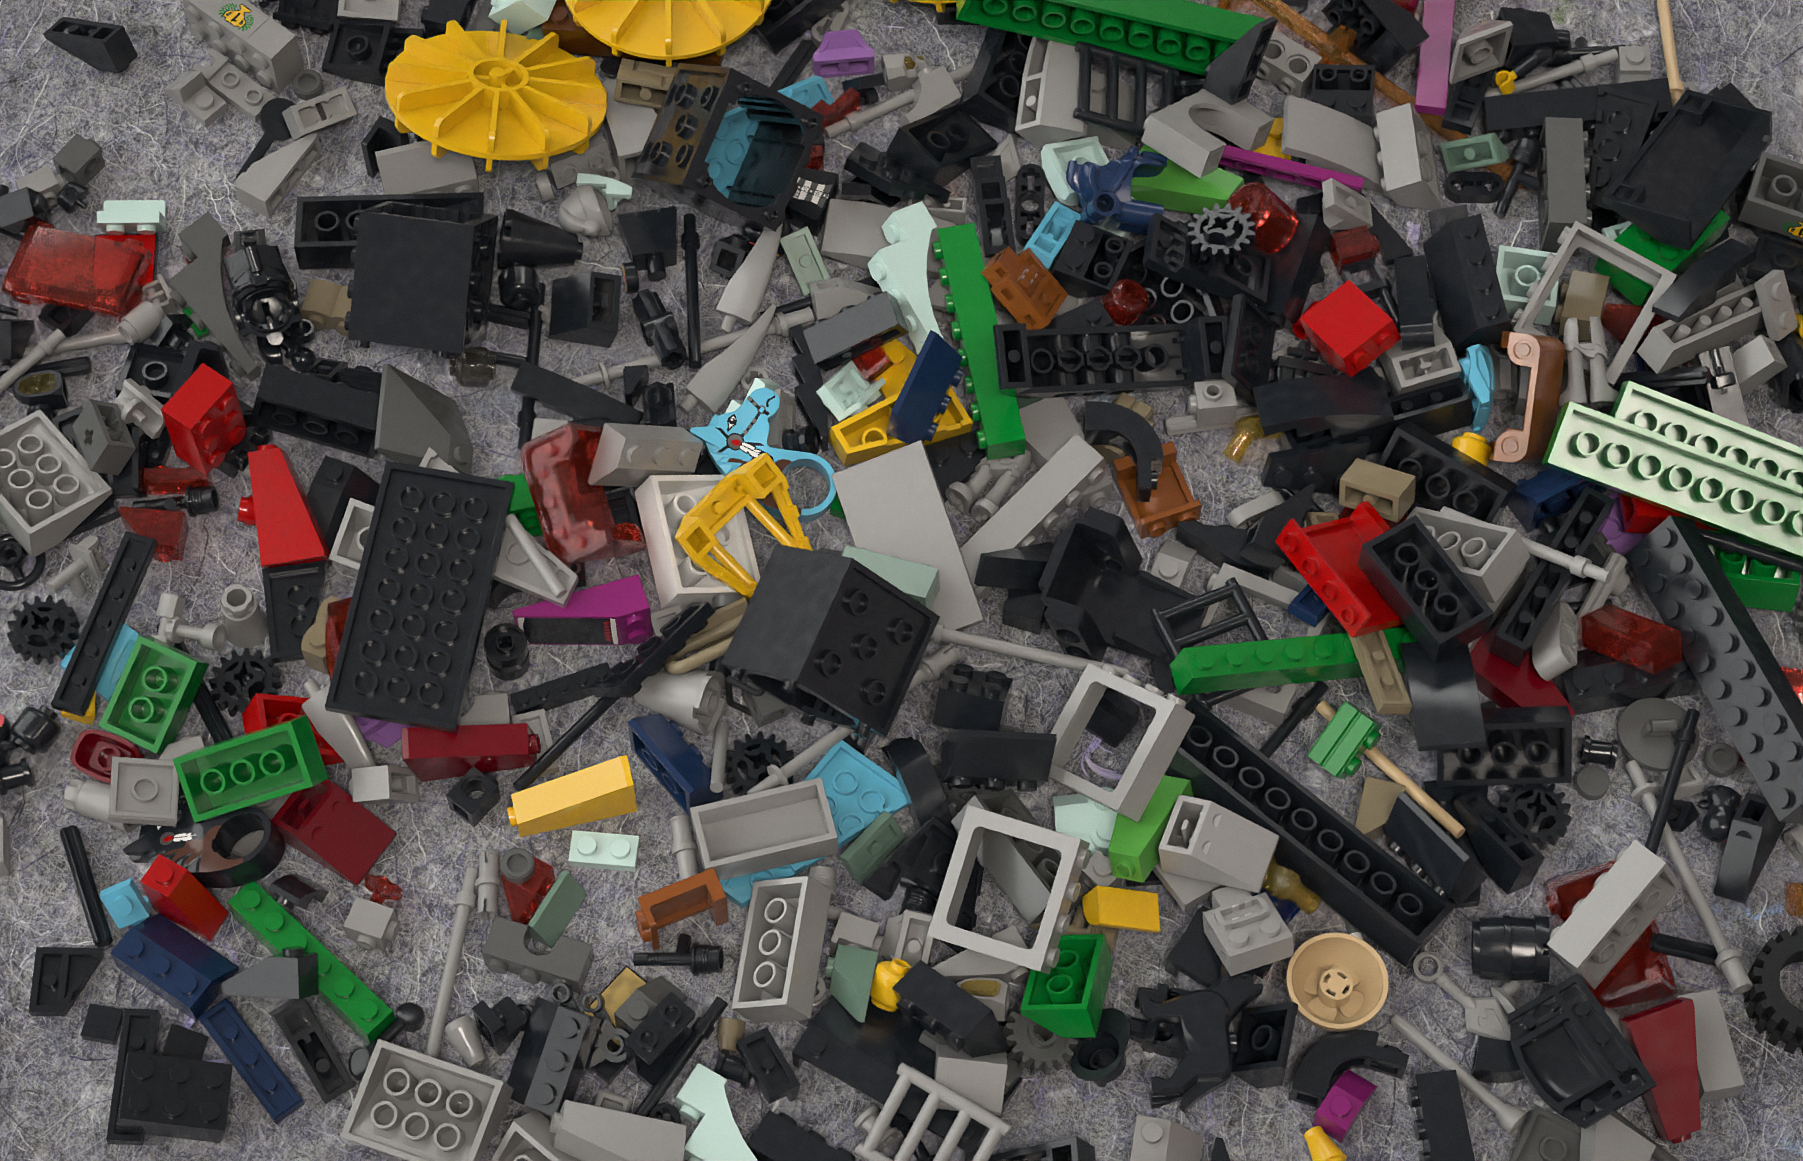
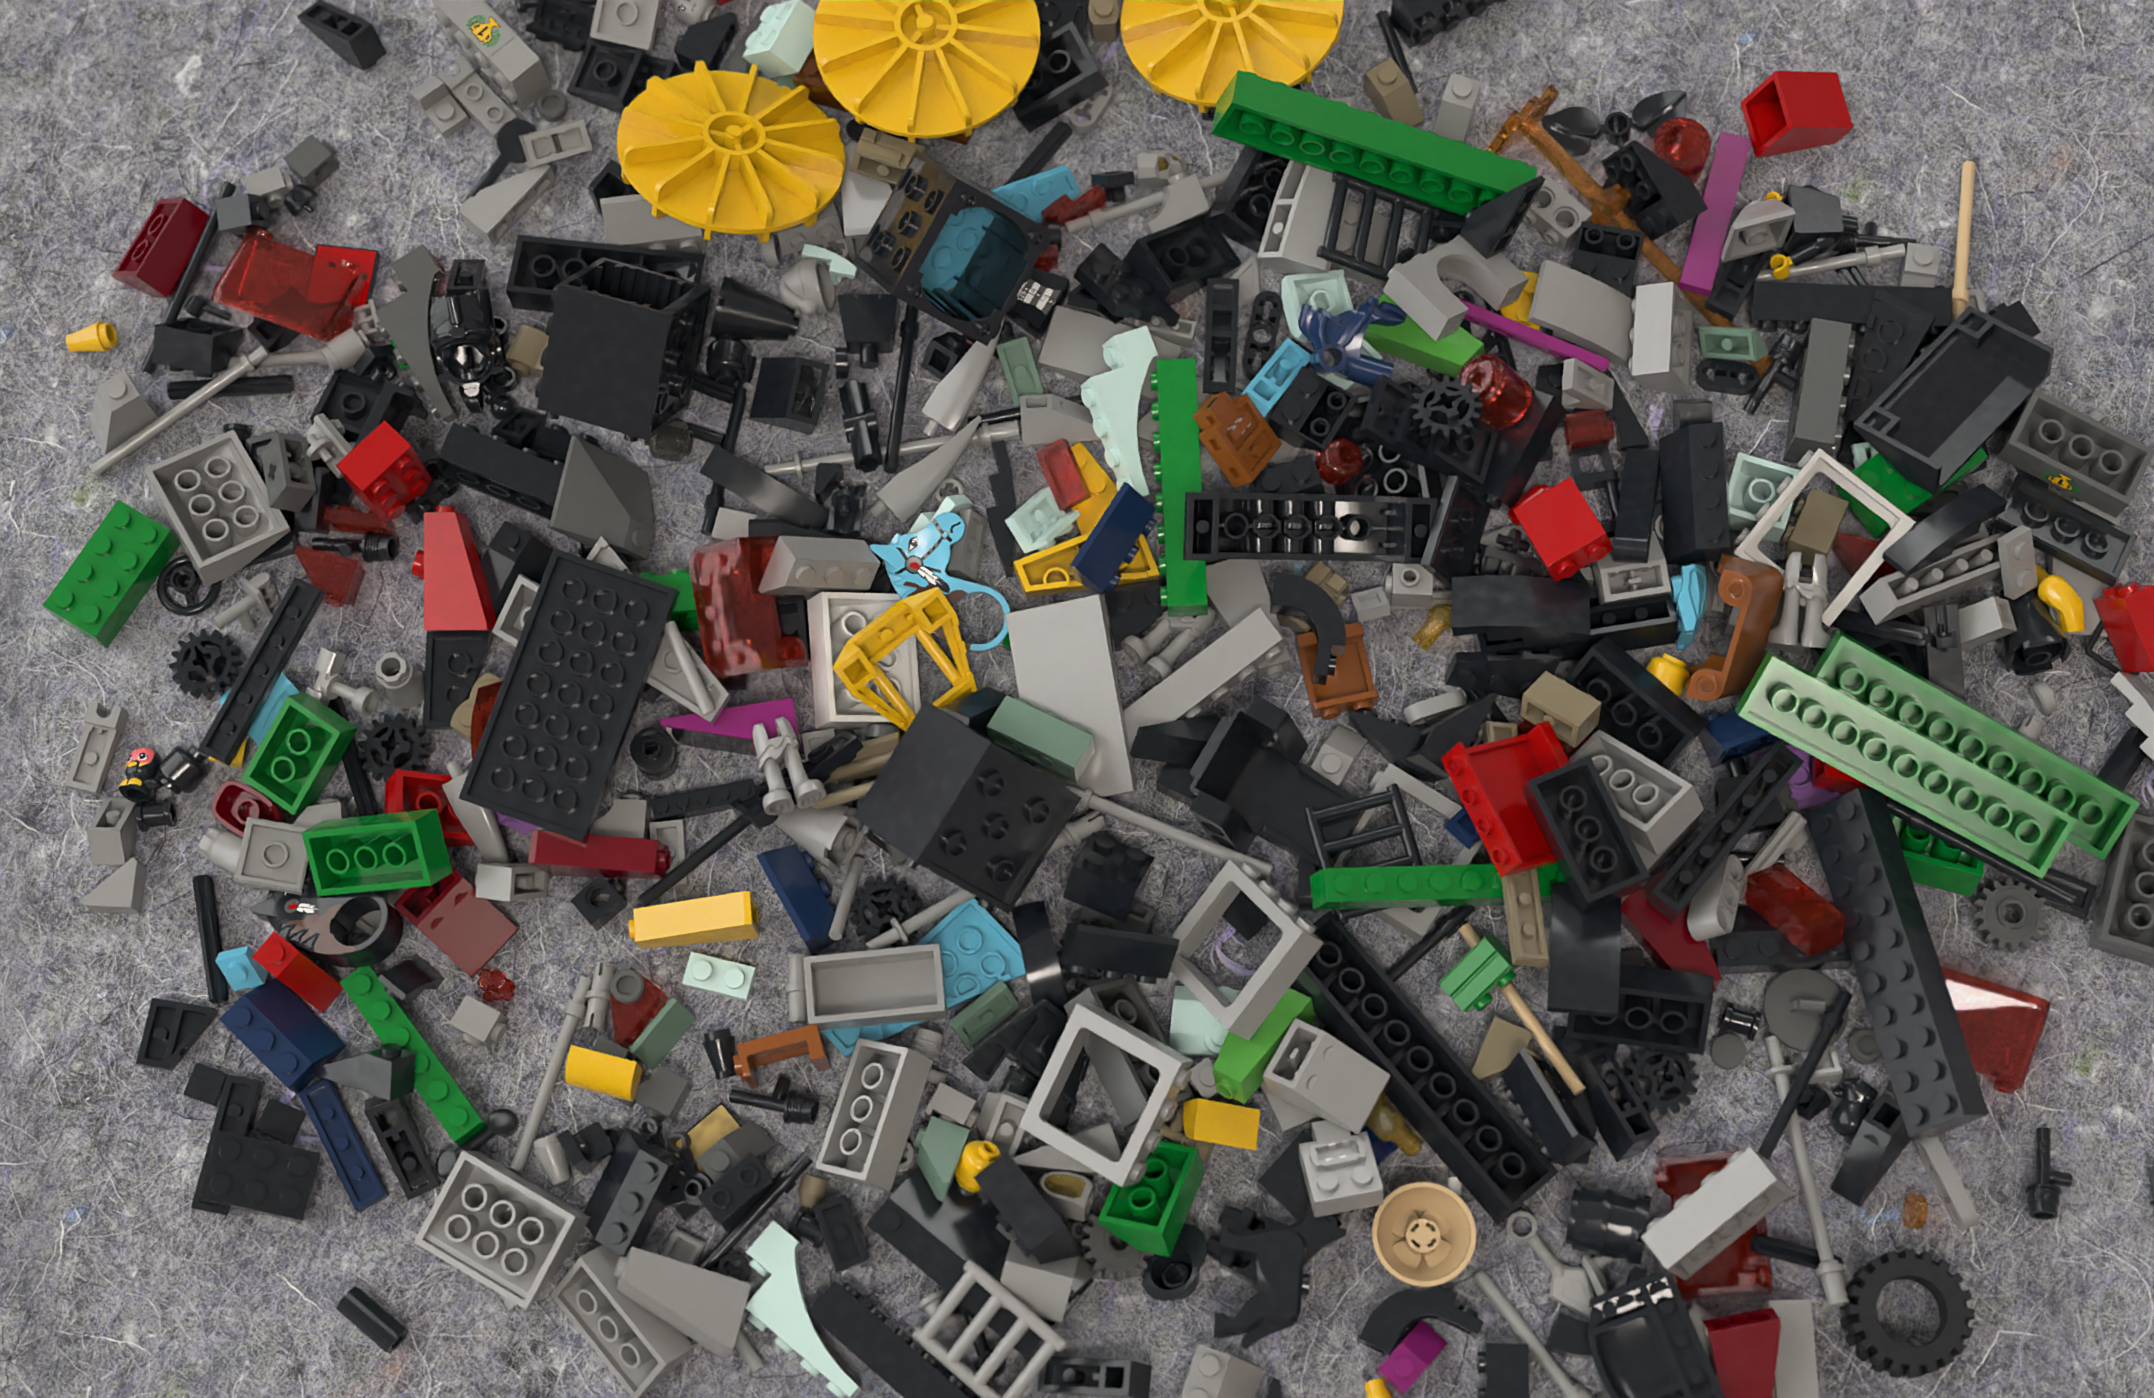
camera: 15 degrees right, 10 degrees up
(42, 388) = (241, 406): black rock -> none
(132, 216) = (355, 228): light aqua bracket -> none
(507, 946) = (602, 1073): none -> yellow brick
(617, 917) = (720, 1051): none -> black cone
(628, 625) = (770, 756): none -> light grey piece
(803, 440) = (983, 568): black wheel -> none
(843, 55) = (1096, 145): medium lavender slope -> none
(855, 330) = (1055, 458): brick -> none
(1178, 425) = (1370, 604): none -> light grey plate
(1264, 1044) = (1338, 1287): black slope -> none
(1578, 565) = (1749, 832): light grey bar -> none

